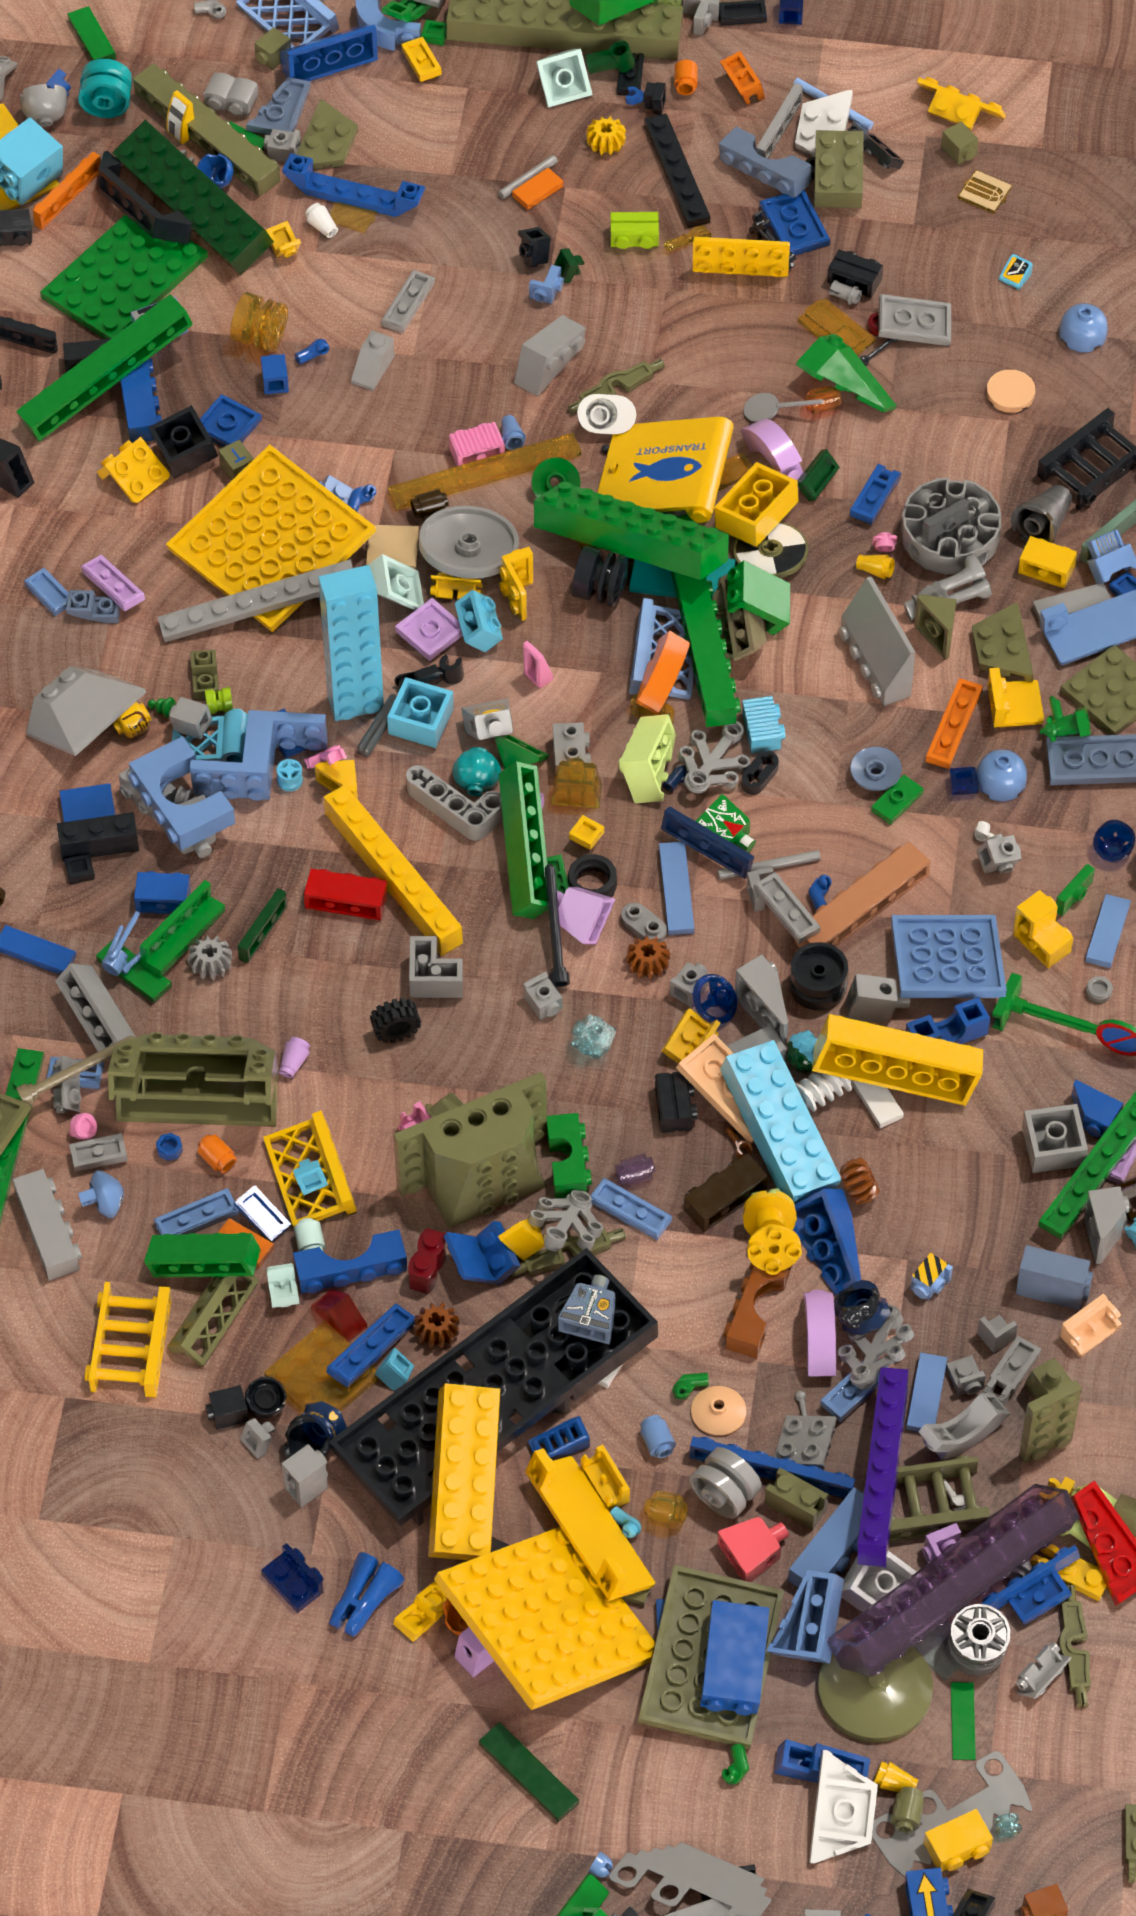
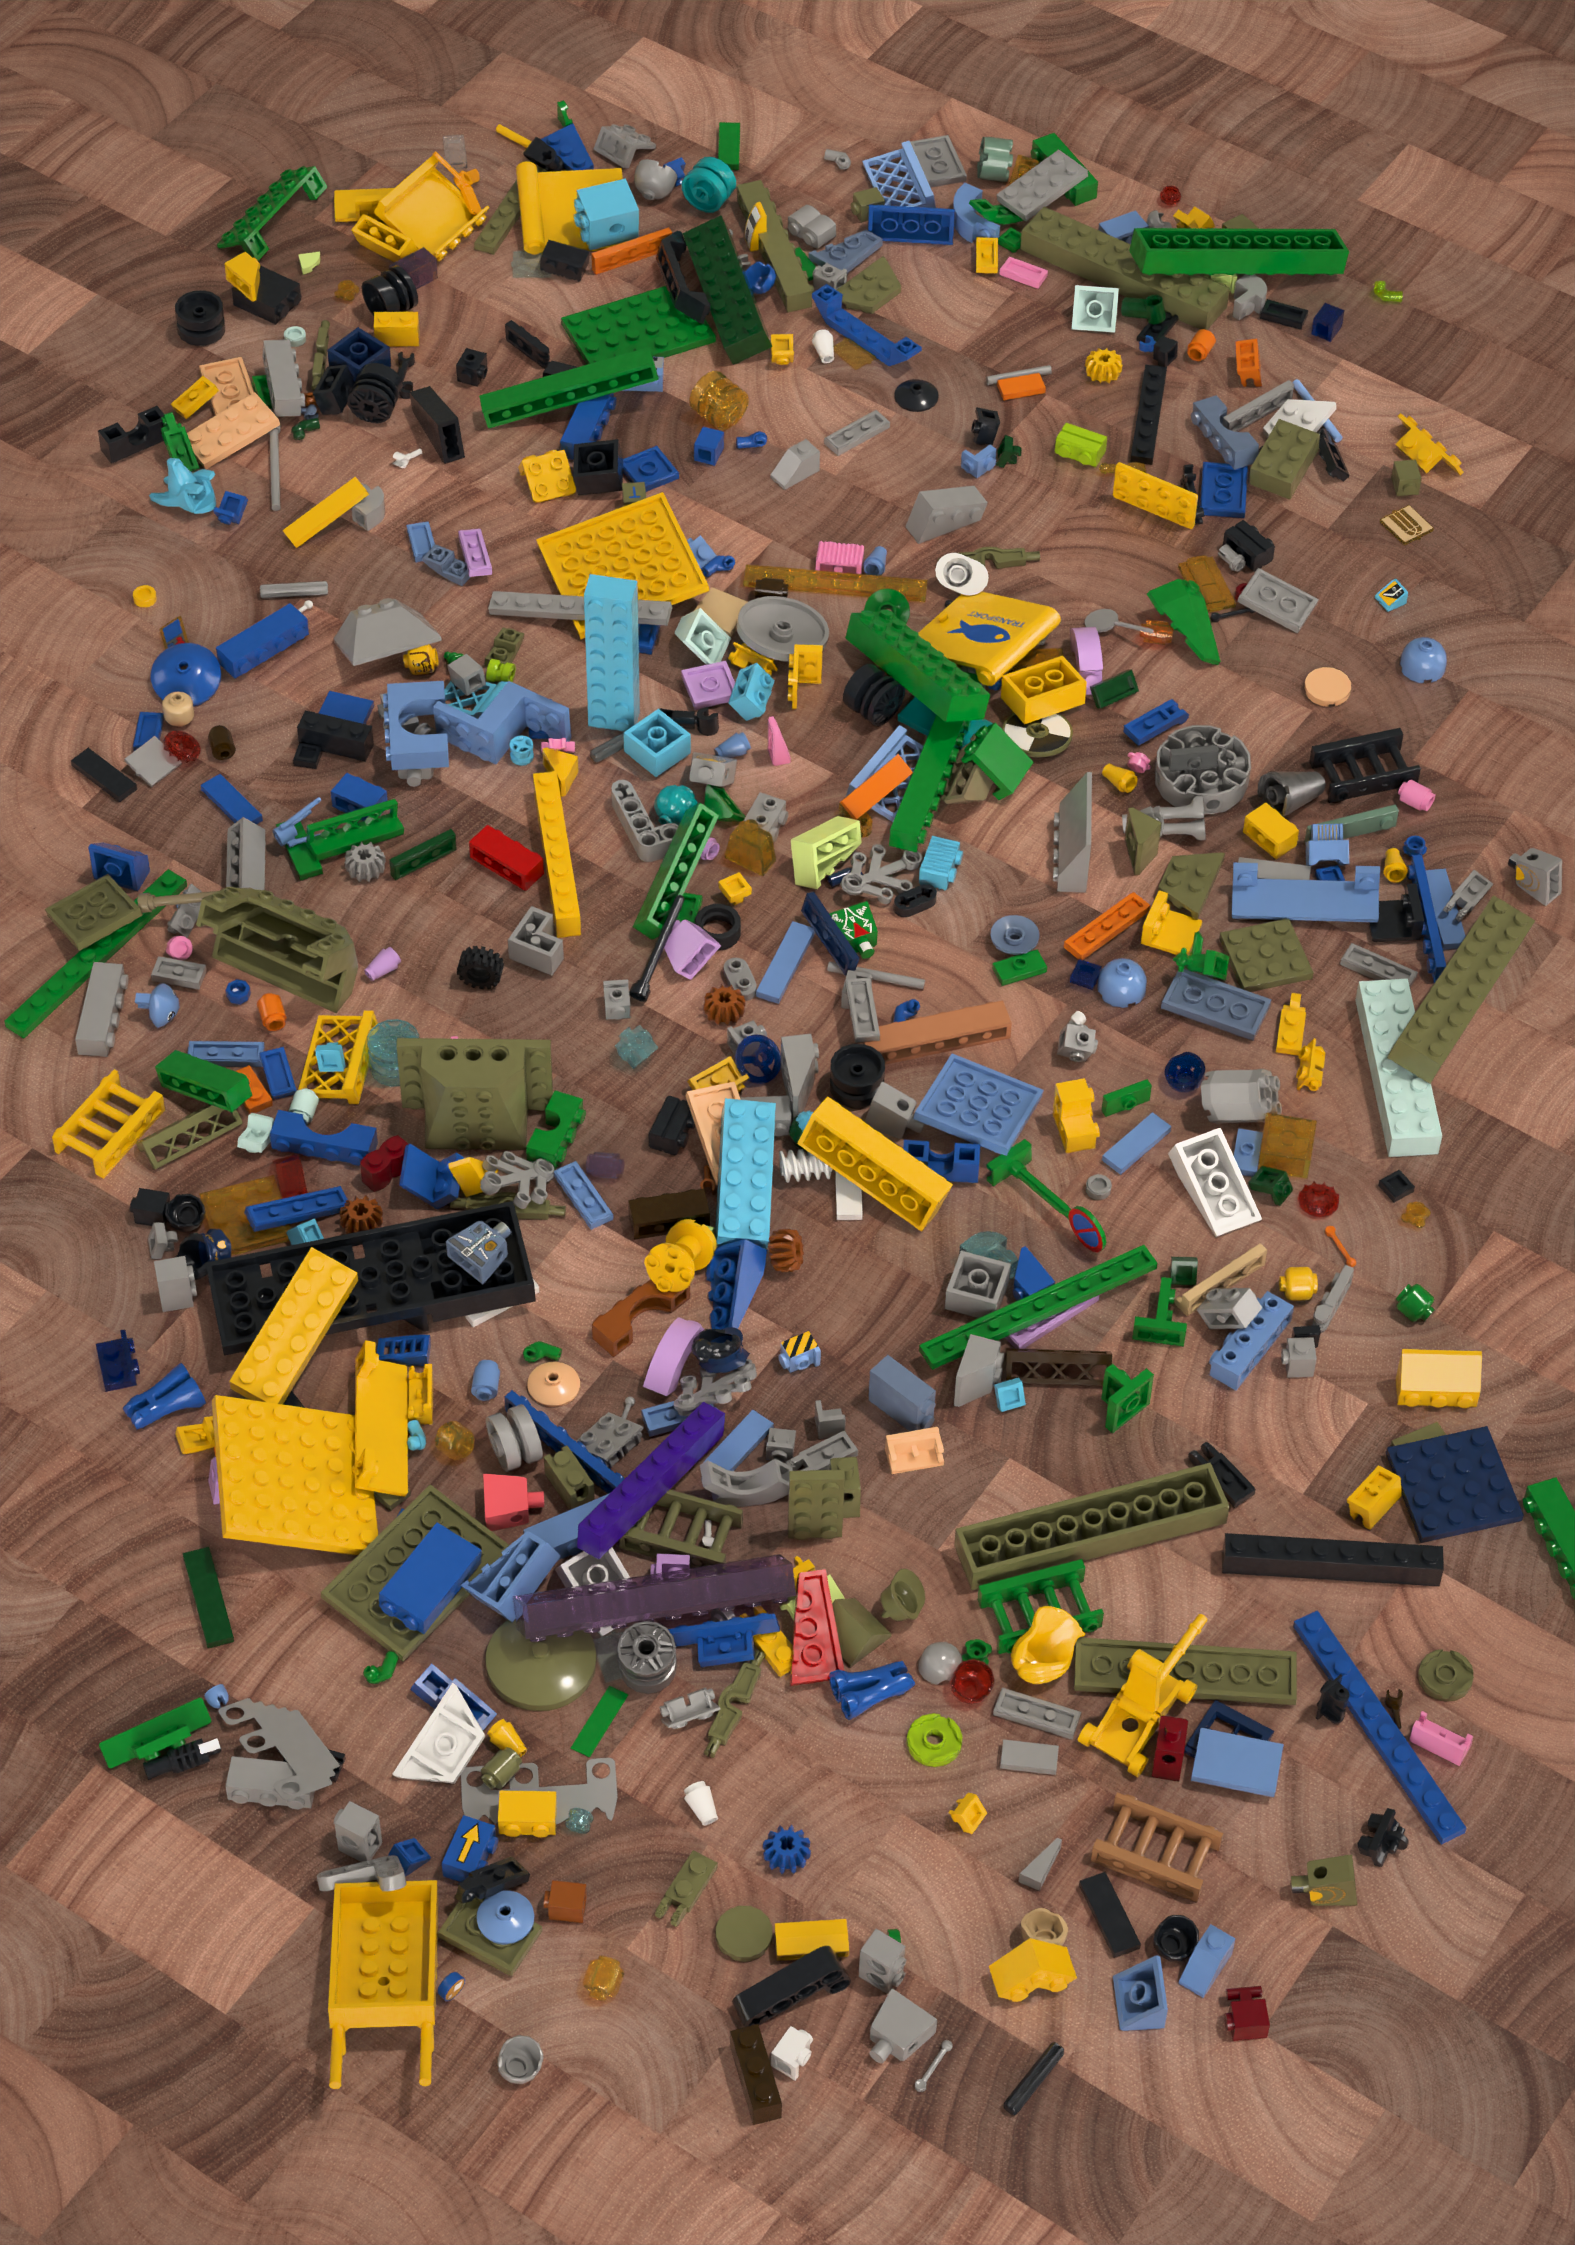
camera: 25 degrees right, 5 degrees down
(366, 1144) = (383, 1049): none -> clear light blue wheel
(440, 238) = (916, 395): none -> black dish
(466, 64) = (1023, 272): none -> bright pink tile
(493, 684) = (733, 746): none -> medium blue cone
(1042, 1094) = (992, 1246): none -> clear light blue brick
(1106, 1755) = (701, 1802): none -> white cone

